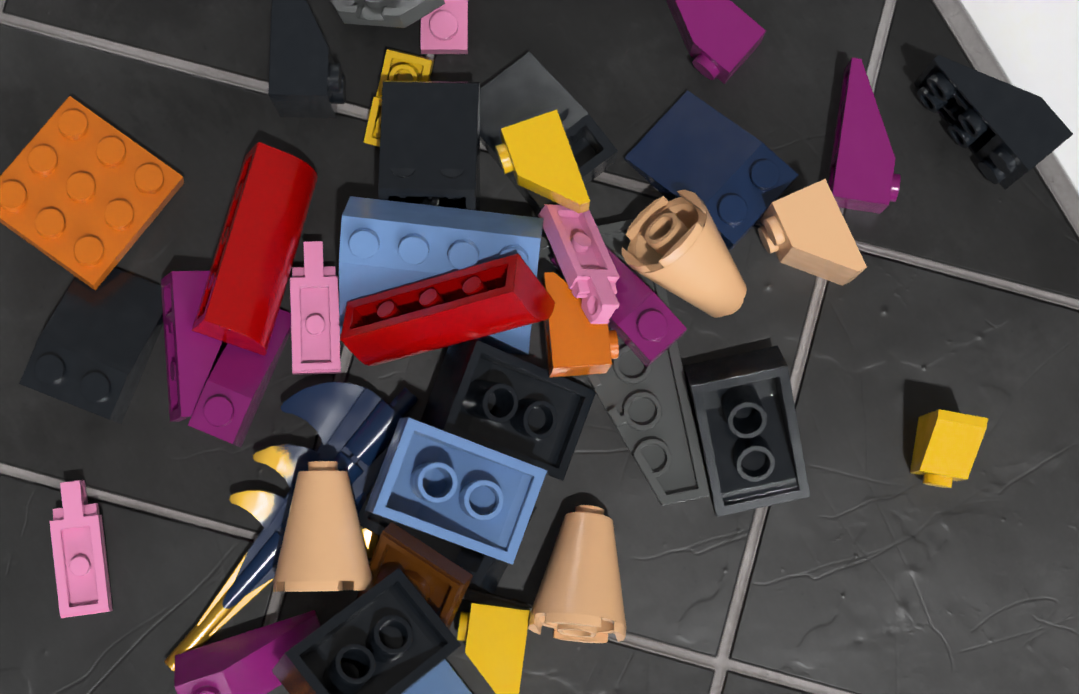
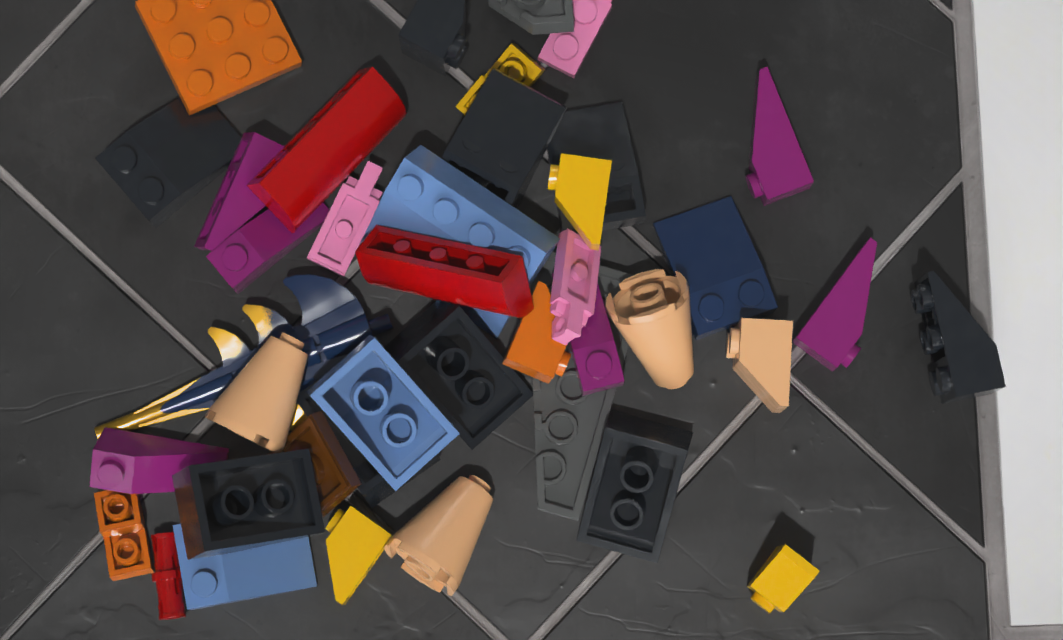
camera: 30 degrees right, 0 degrees up
(79, 554) = (73, 312): bright pink hinge -> none

